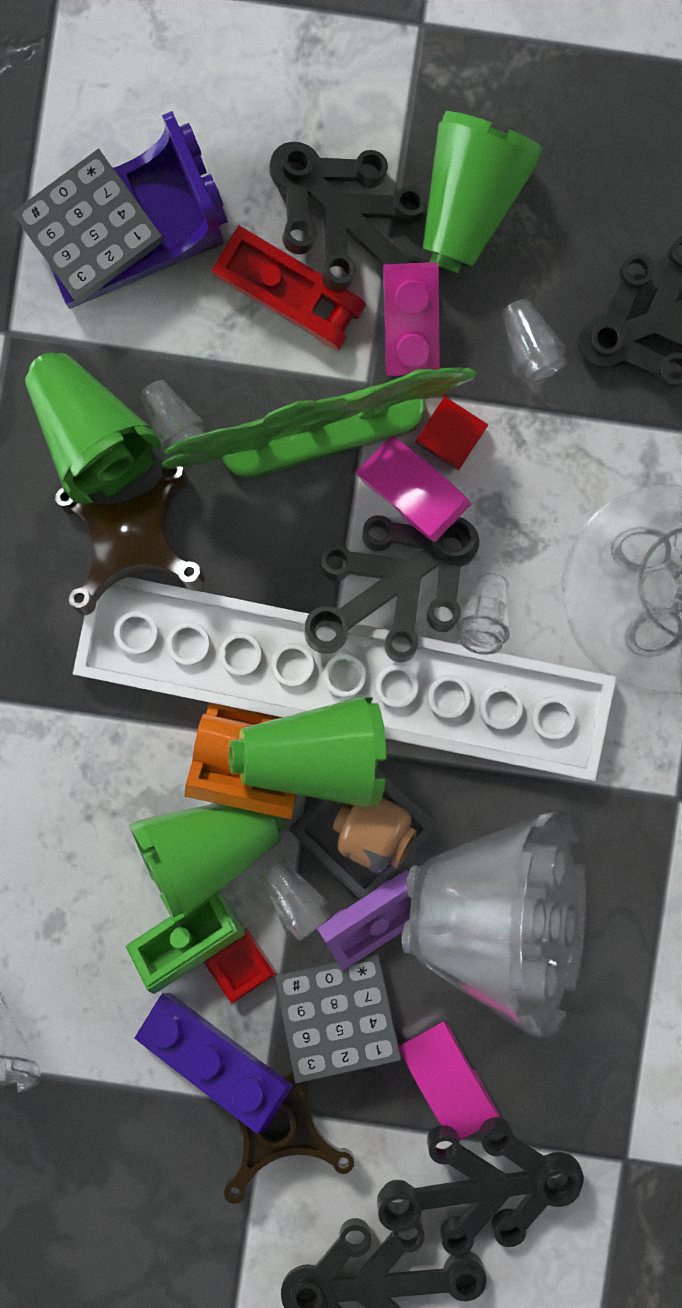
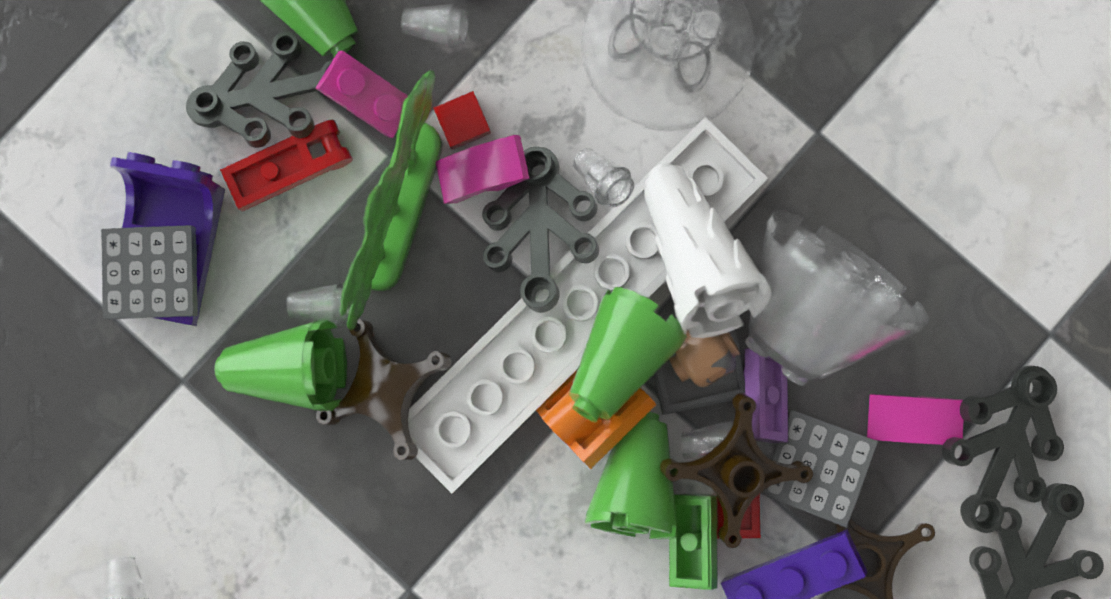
camera: 55 degrees left, 5 degrees down
(278, 940) = (736, 470): none -> dark brown piece
(458, 781) = (705, 266): none -> white cone

